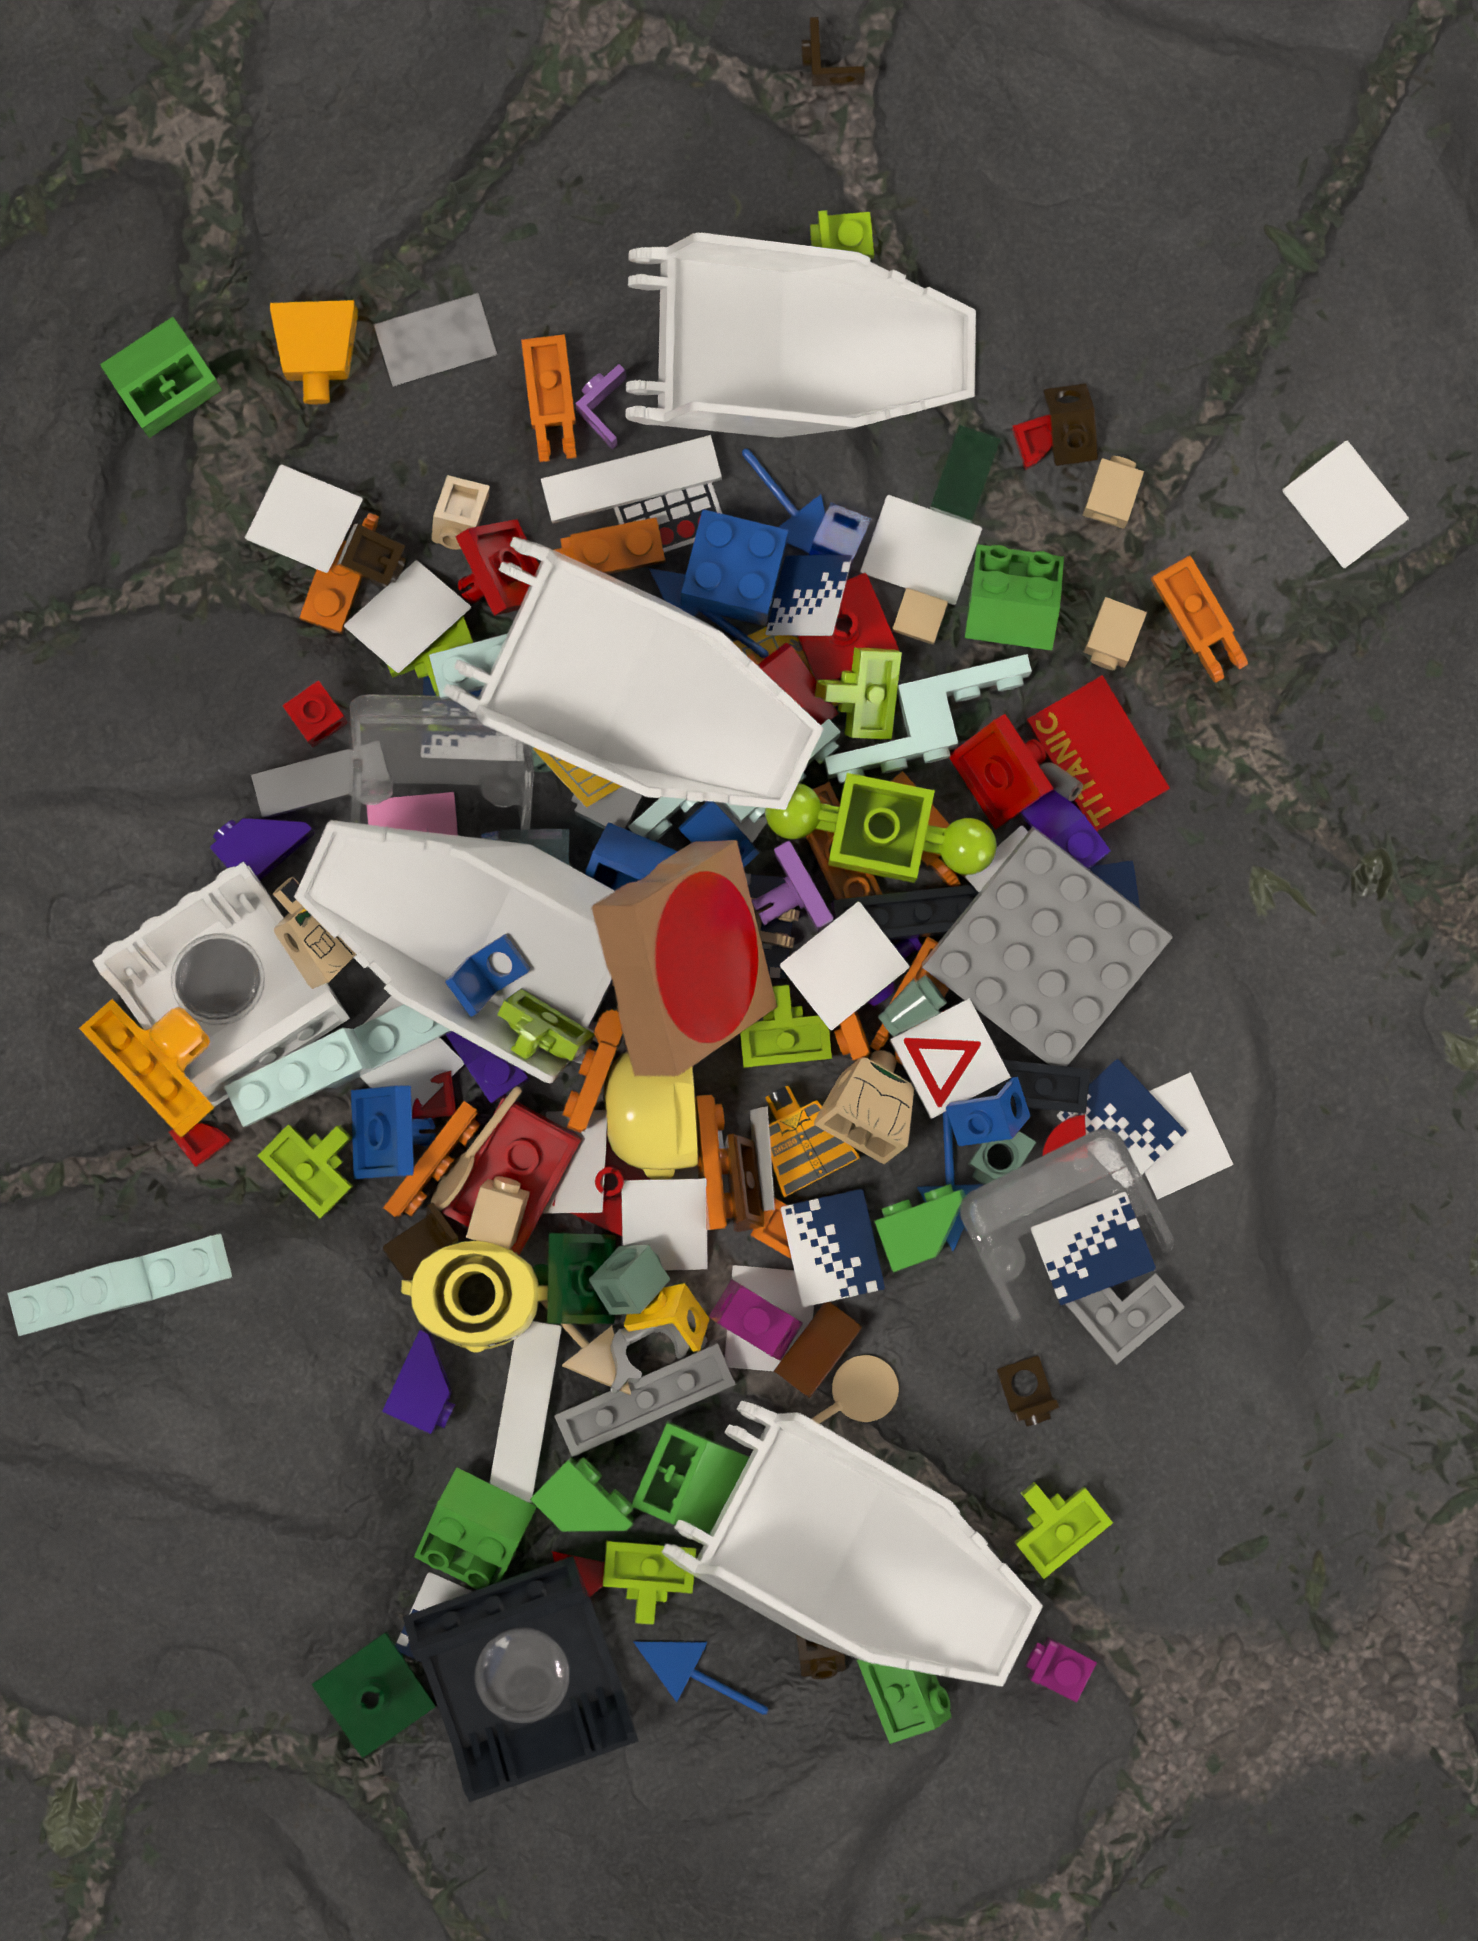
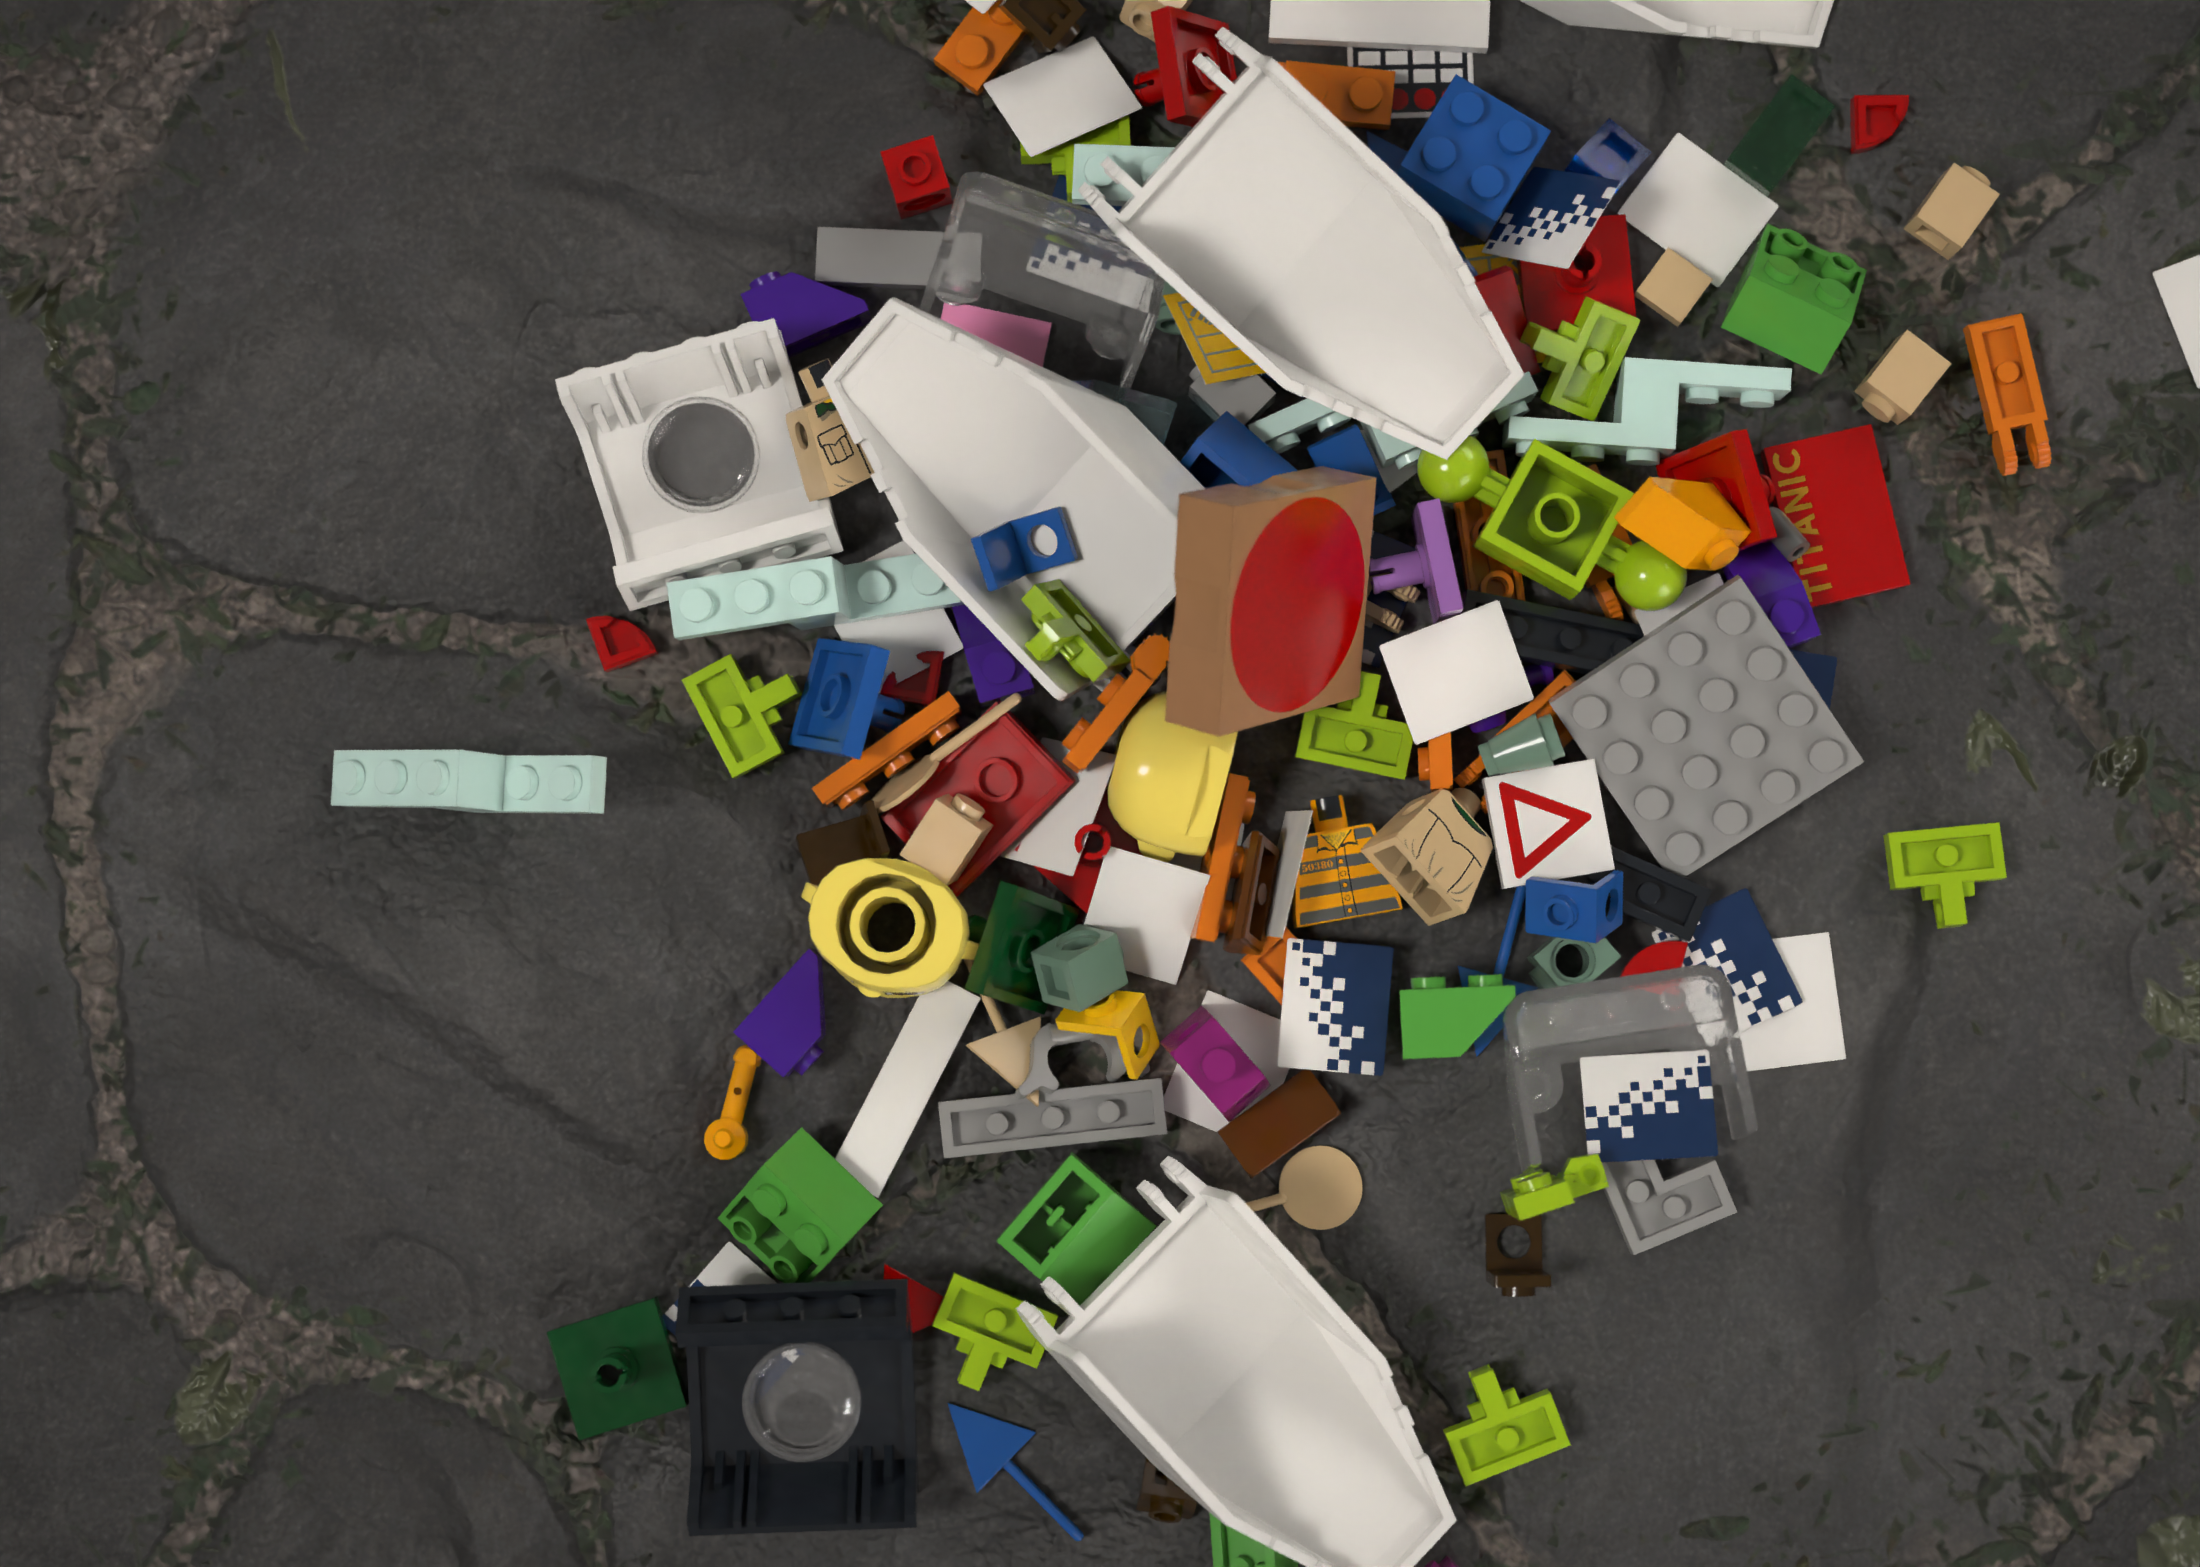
camera: 20 degrees right, 0 degrees up
(155, 1060) = (595, 526): light orange plate -> none
(401, 1492) = (727, 1136): none -> light orange piece
(580, 1503) = (935, 1218): bright green slope -> none
(803, 523) = (1567, 134): blue piece -> none
(980, 800) = (1685, 522): none -> light orange slope
(1029, 1339) = (1541, 1192): none -> lime hinge
(1072, 425) = (1926, 117): dark brown bracket -> none
(1261, 994) = (1945, 865): none -> lime hinge

